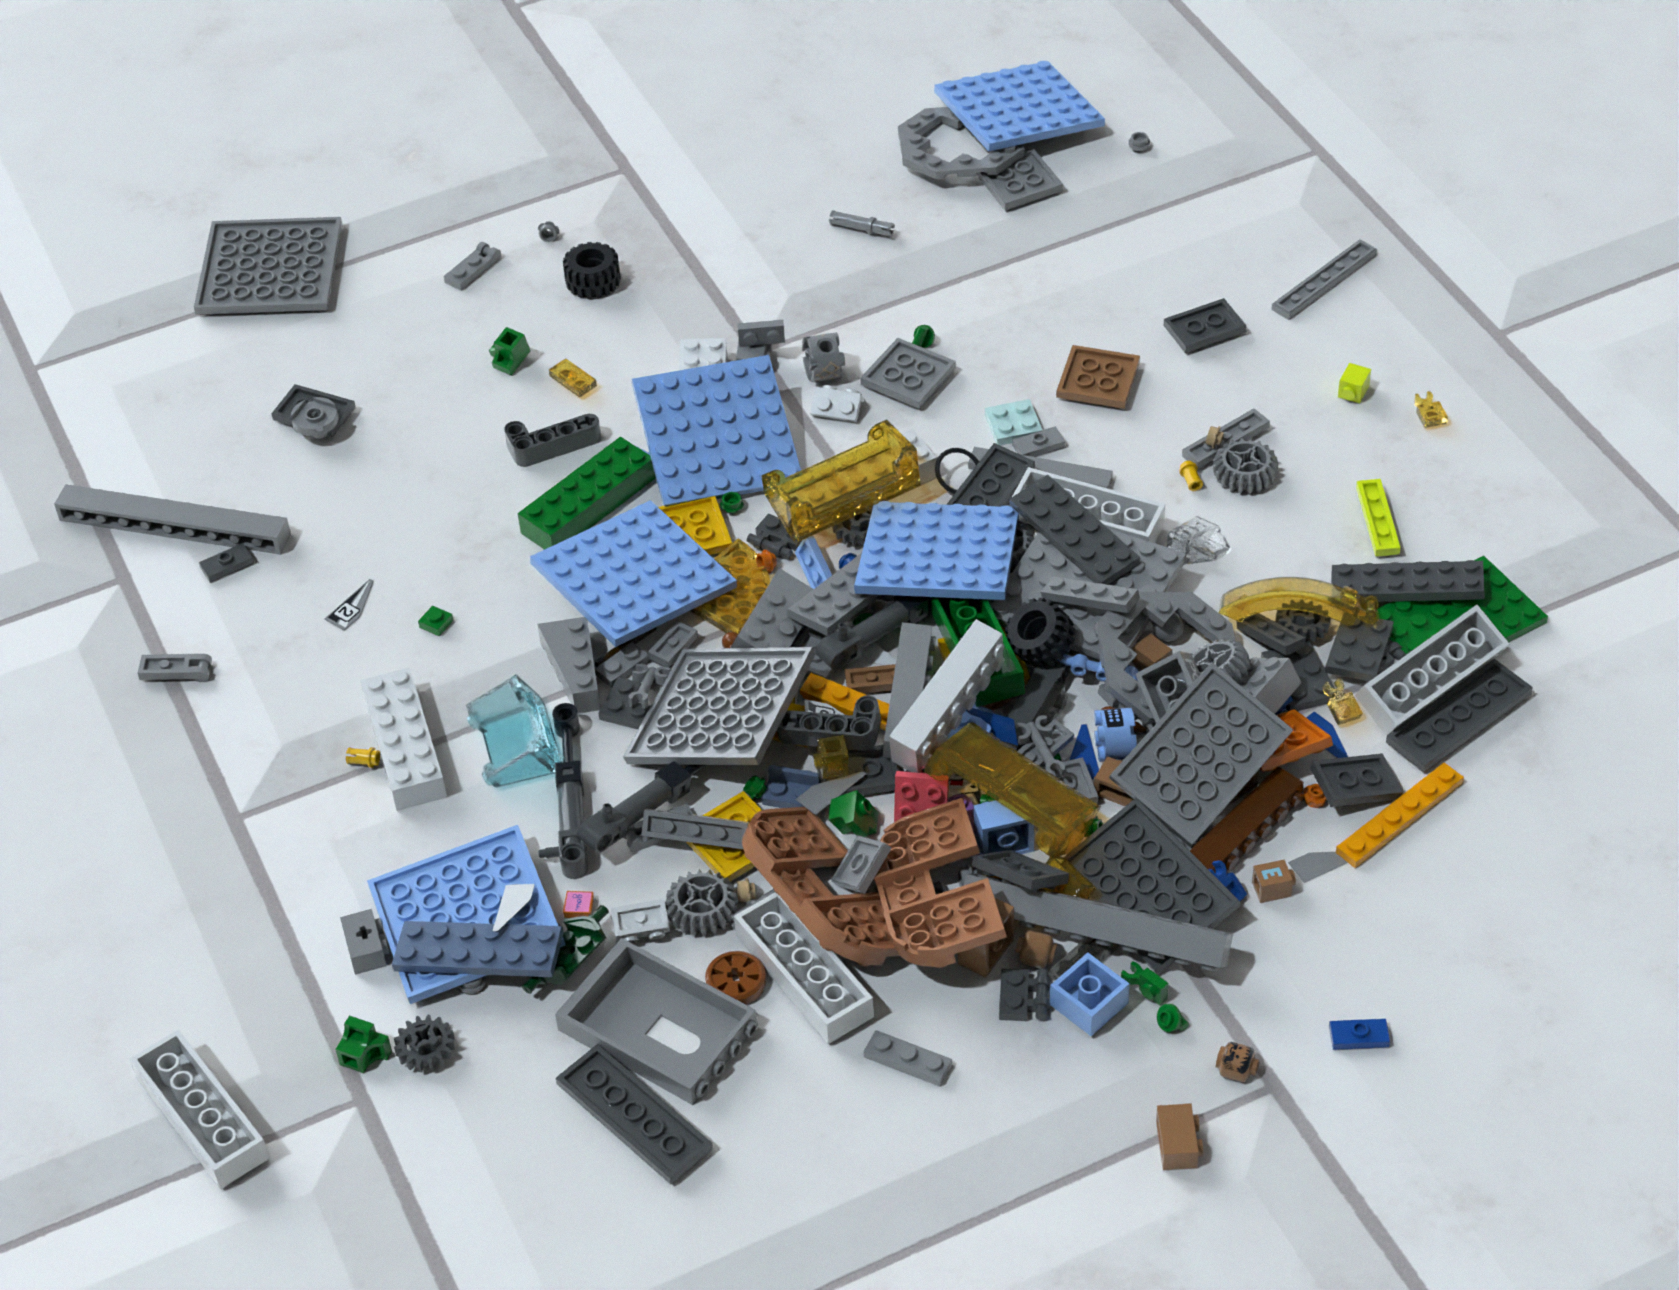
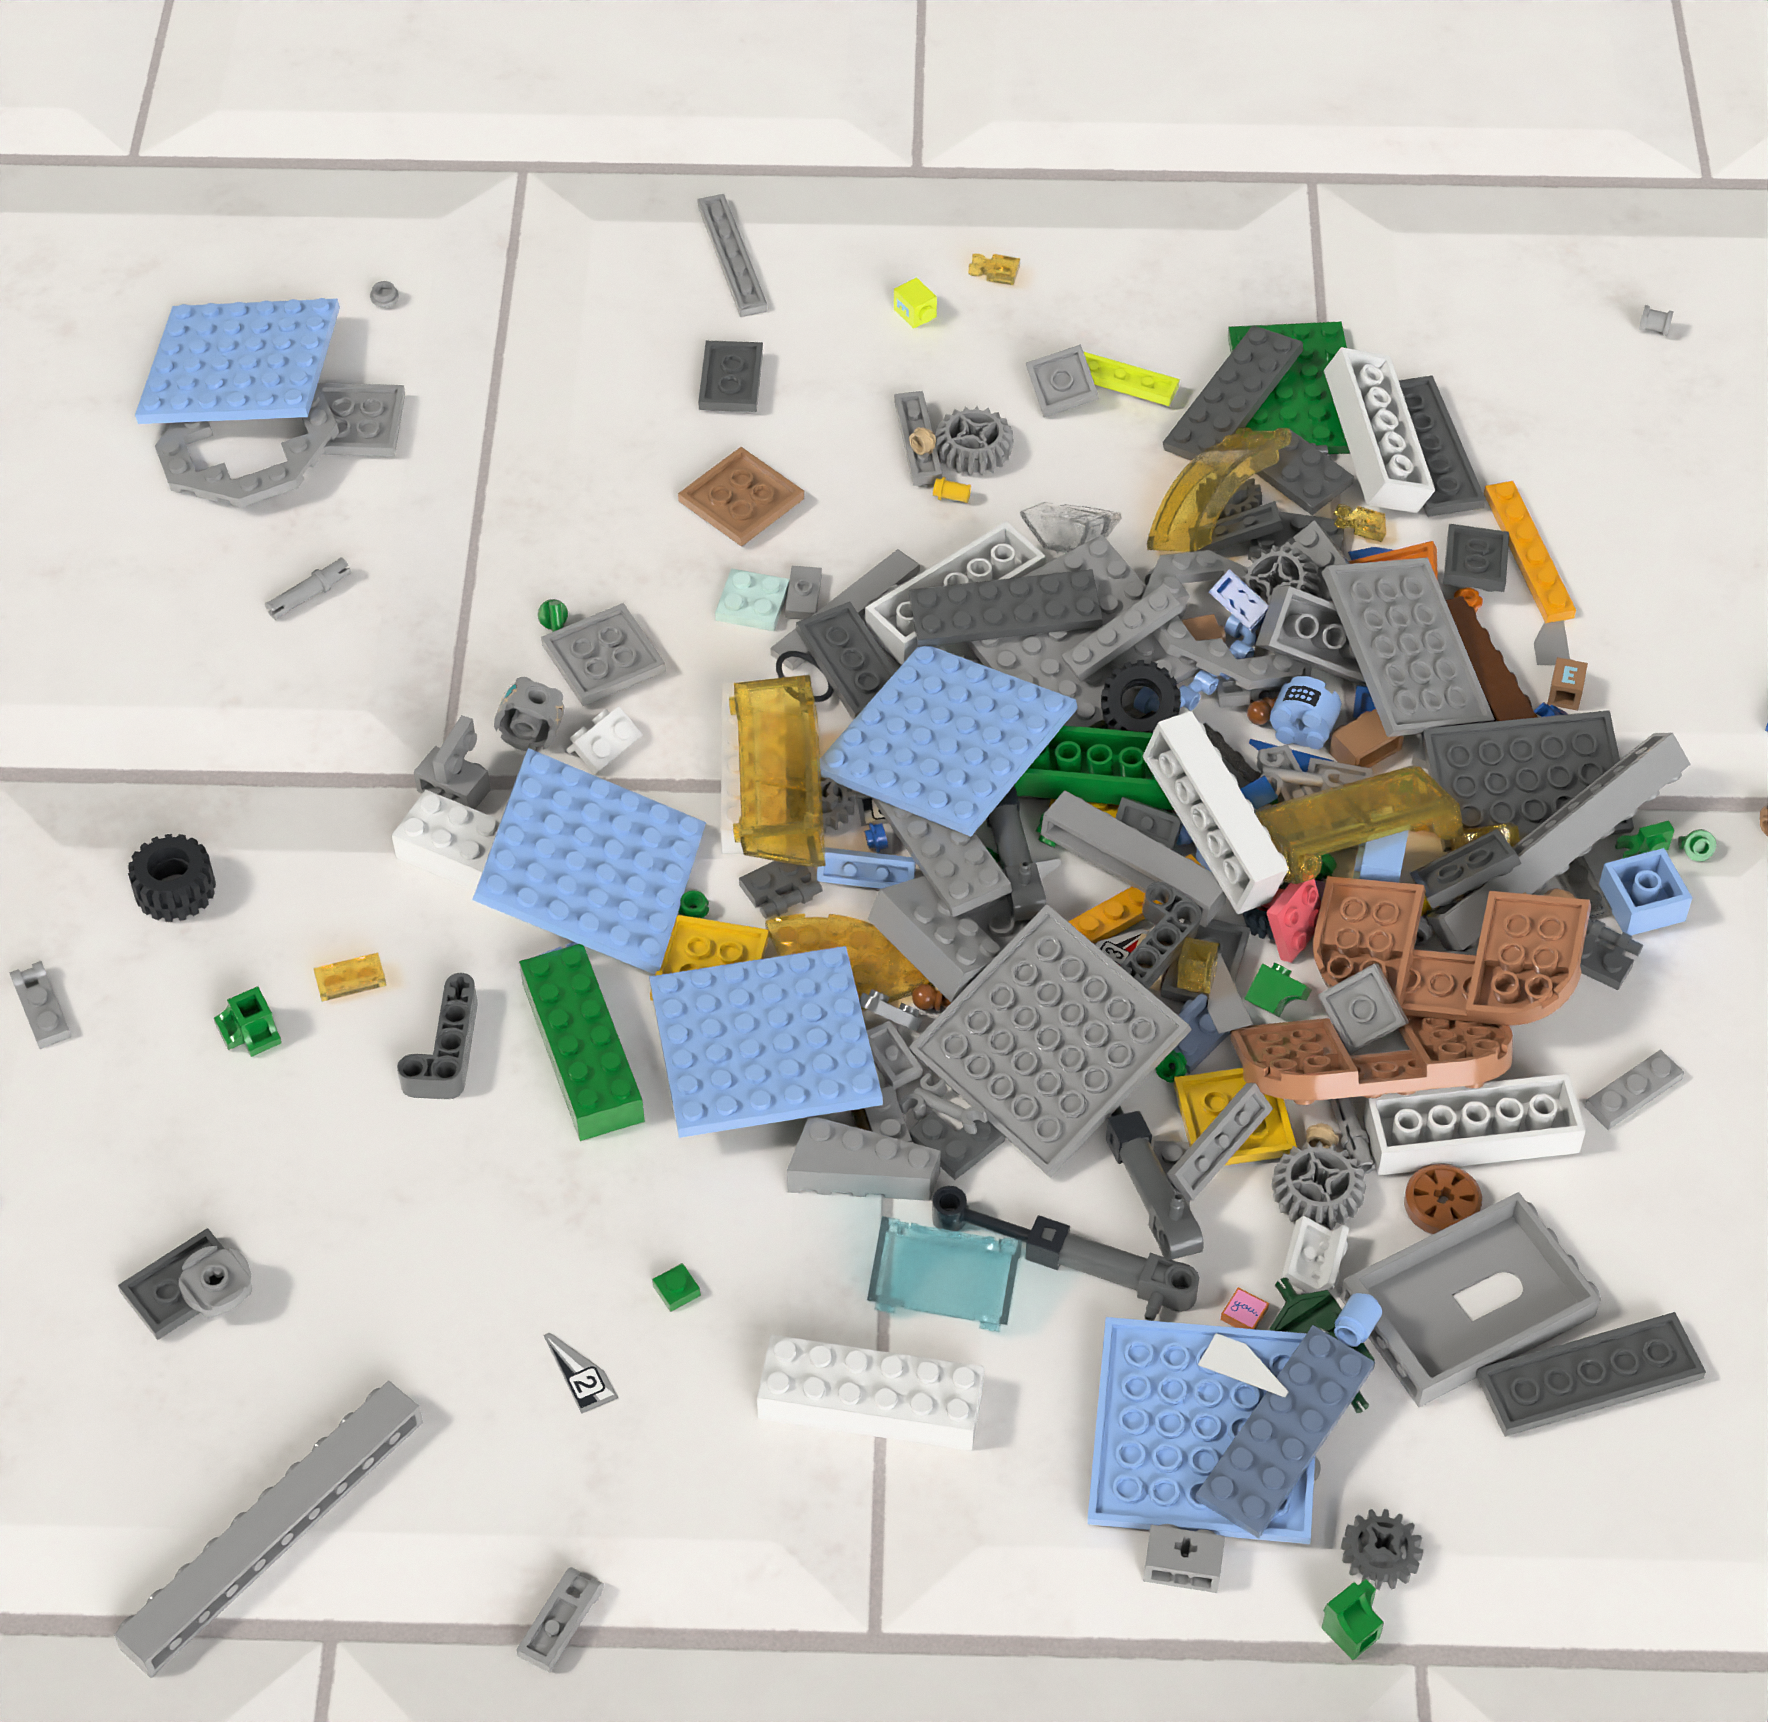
camera: 65 degrees left, 5 degrees up
(226, 562) = (398, 1491): dark grey plate -> none
(363, 756) = (868, 1450): yellow pin -> none
(546, 235) = (47, 897): light grey plate -> none
(583, 951) = (1357, 1319): none -> light blue brick
(702, 626) = (903, 1015): none -> plate
(768, 559) = (810, 906): orange plate -> none
(870, 678) = (1074, 887): medium nougat plate -> none
(1184, 640) = (1240, 600): none -> plate
(1340, 485) = (1062, 380): none -> light grey plate

